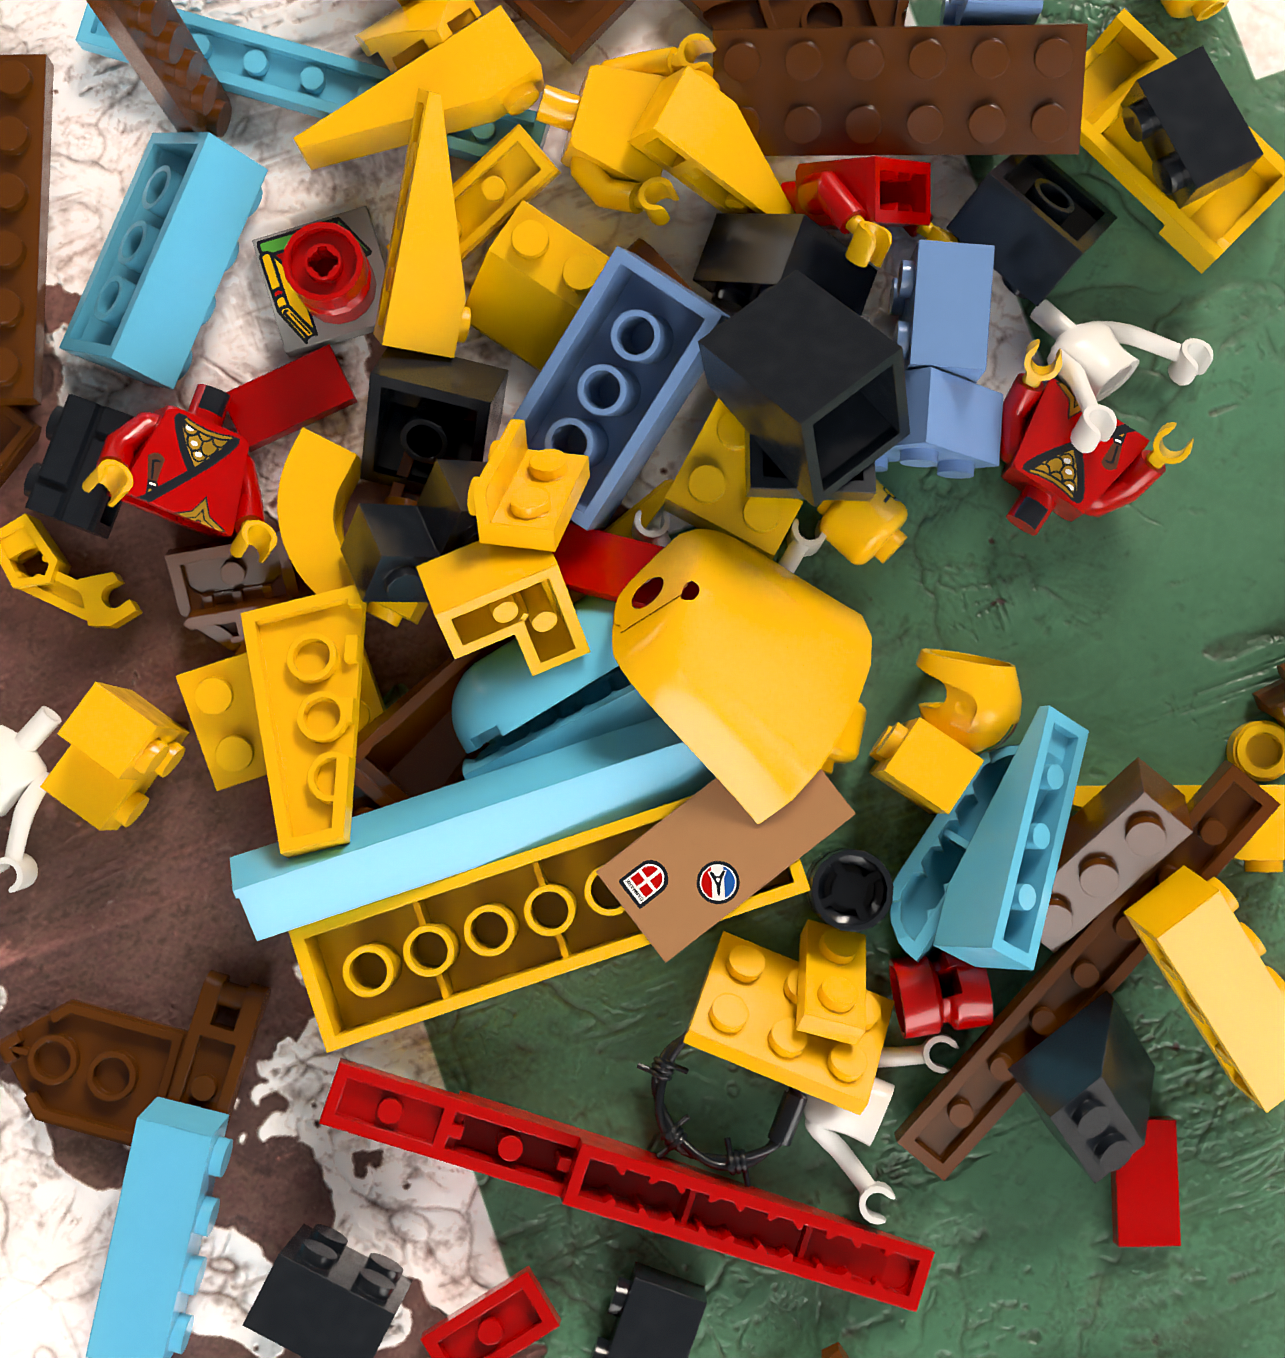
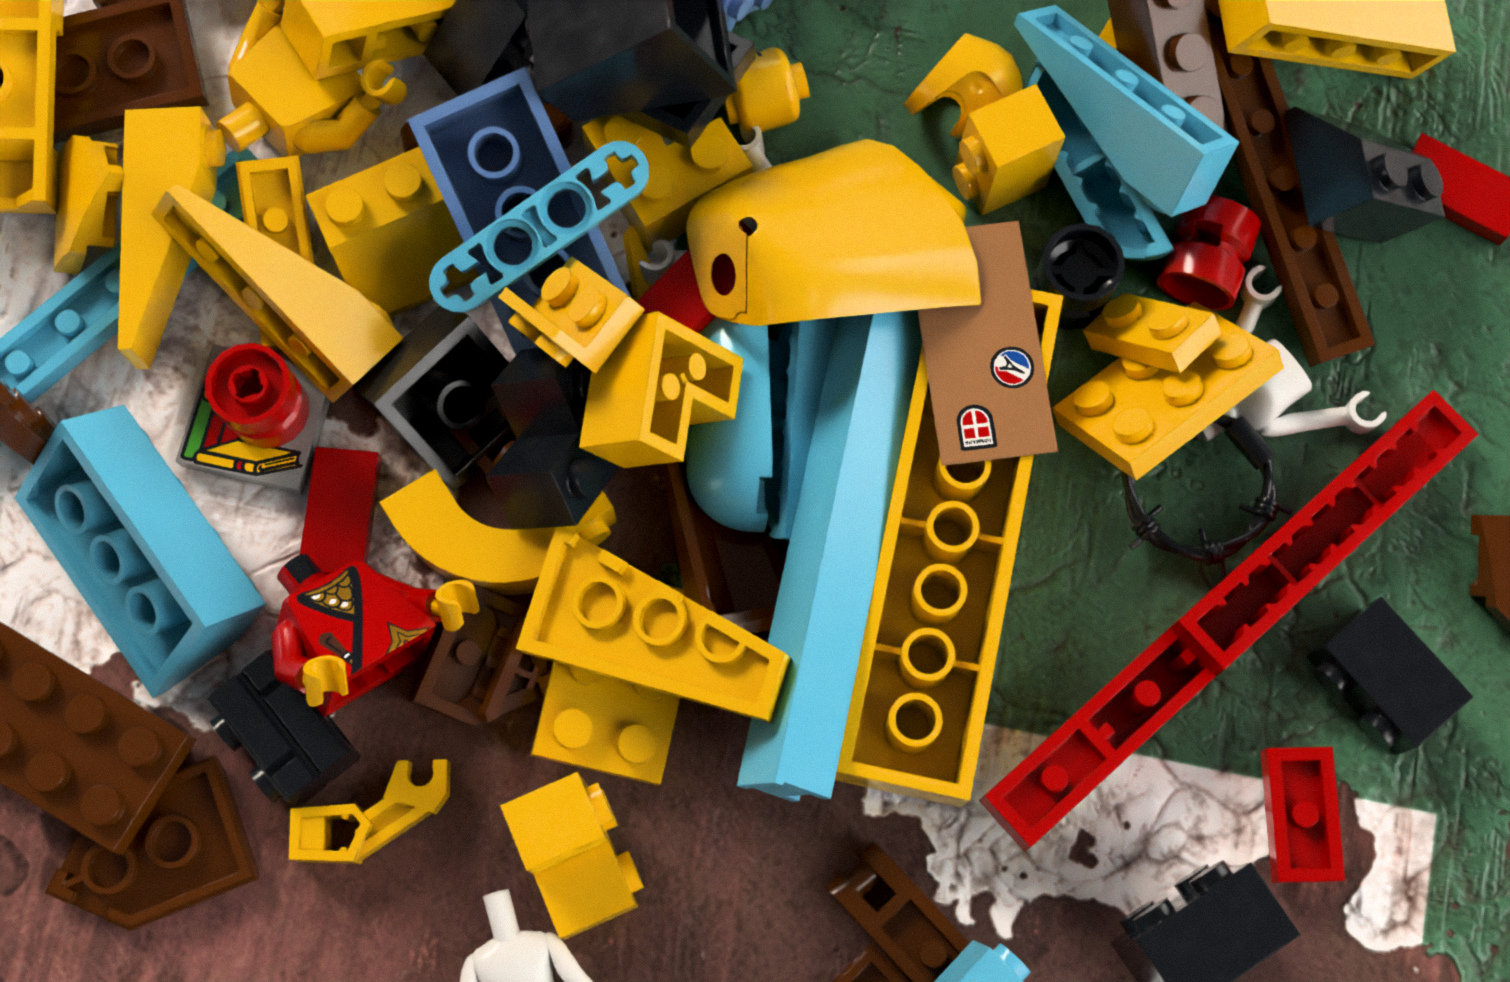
camera: 65 degrees left, 10 degrees down
(591, 422) = (534, 219): none -> medium azure beam

